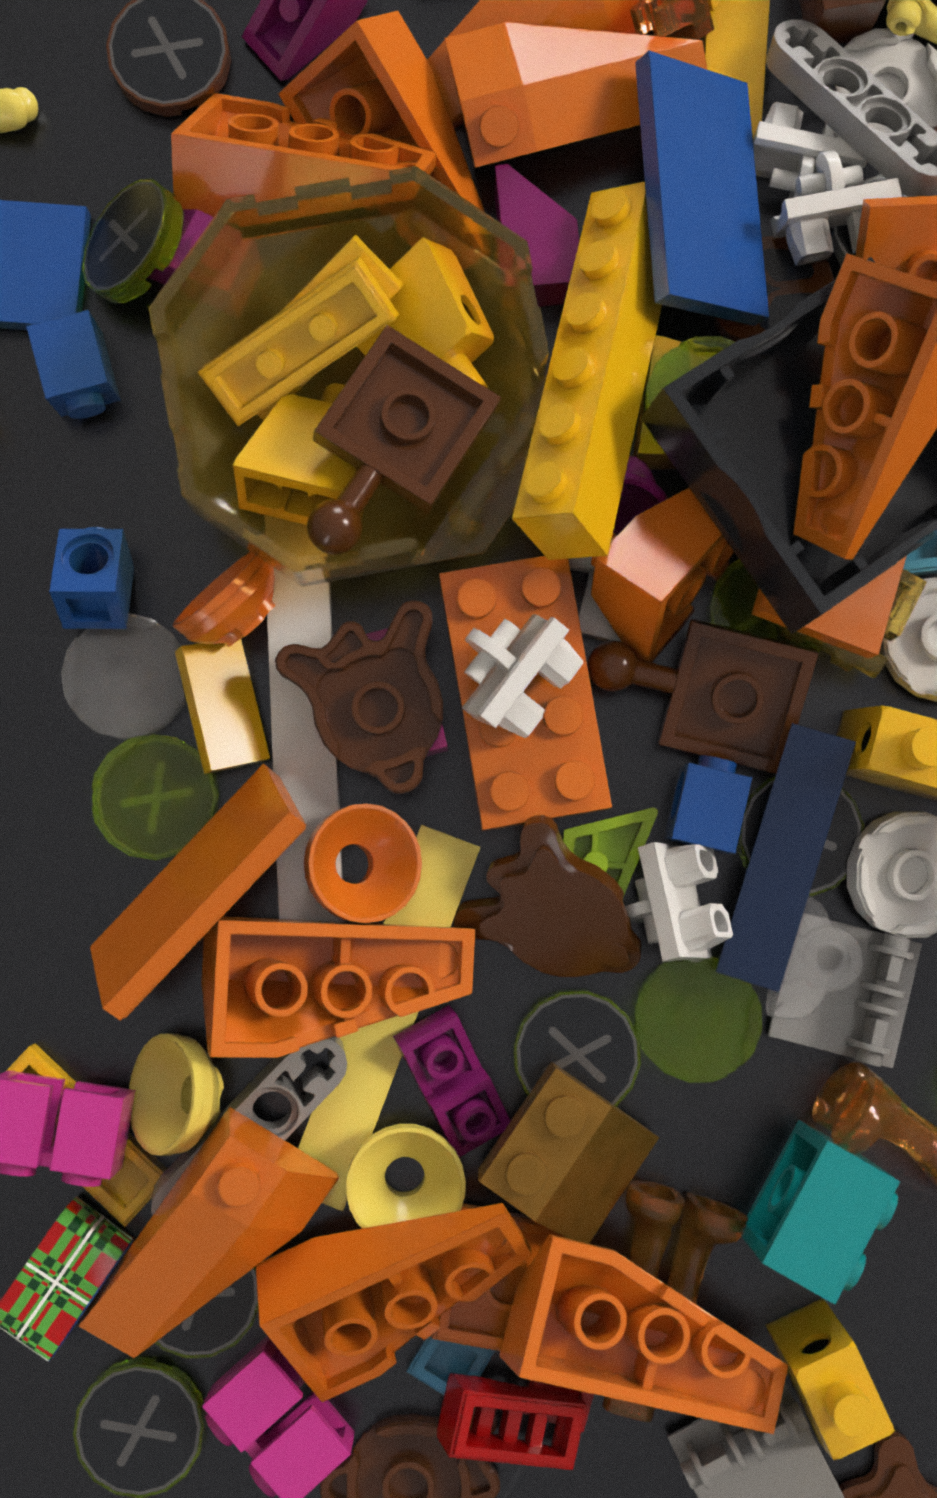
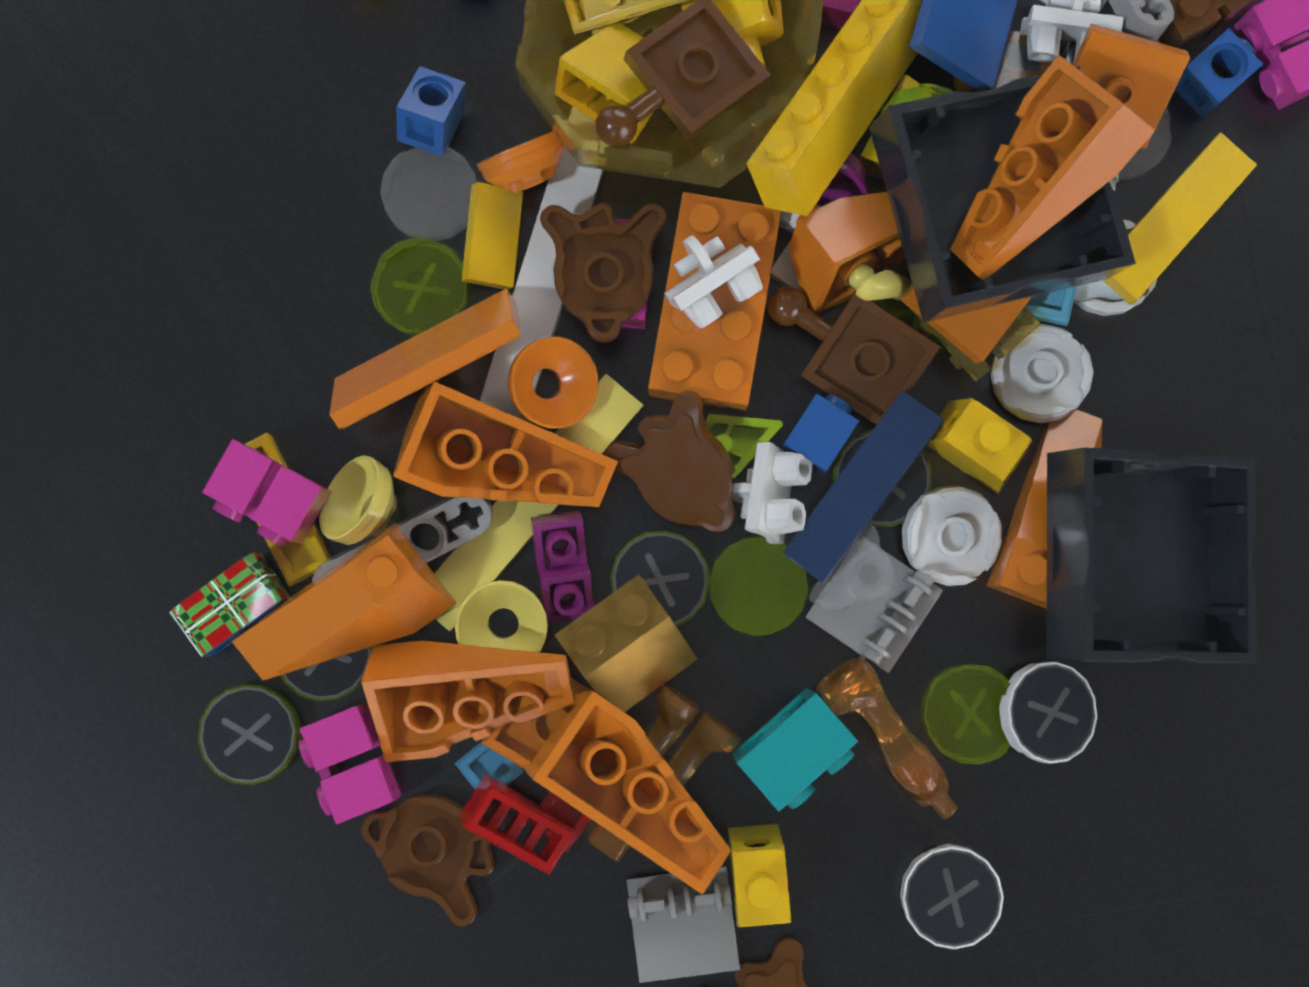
camera: 30 degrees right, 0 degrees up
(717, 607) = (878, 286): none -> light yellow arm

